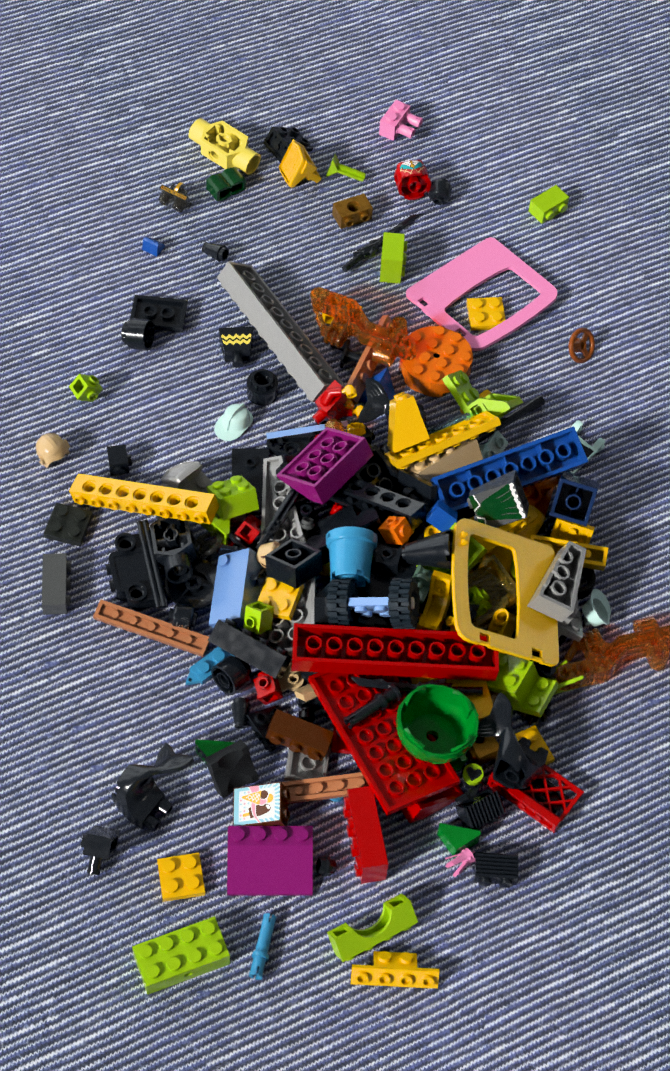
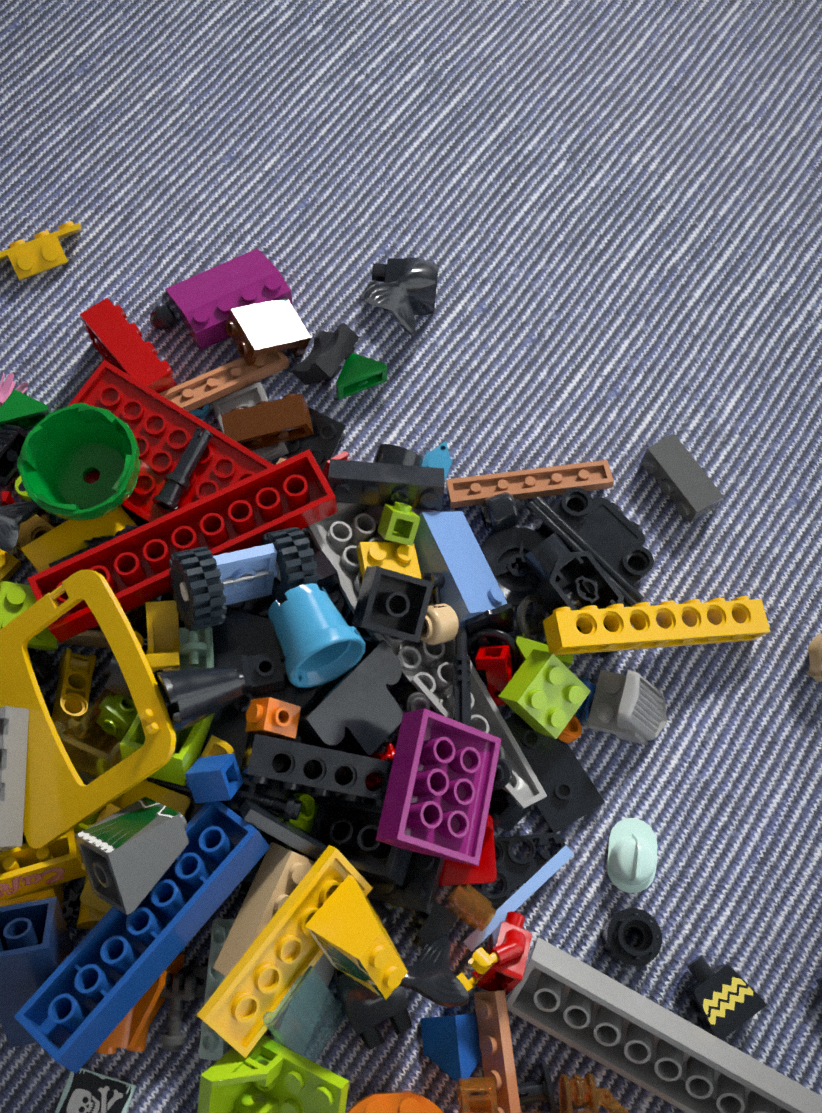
camera: 150 degrees right, 10 degrees up
(68, 524) = (729, 569): pearl dark grey plate -> none
(99, 844) = (416, 215): black brick -> none
(118, 460) = (737, 691): black brick -> none
(181, 877) = (316, 242): yellow plate -> none
(181, 955) = (266, 165): lime brick -> none
(240, 709) = (359, 437): black cone -> none
(260, 954) = (187, 206): dark azure pin -> none
(356, 428) = (441, 919): yellow tile -> none
(395, 917) = (61, 288): lime arch -> none

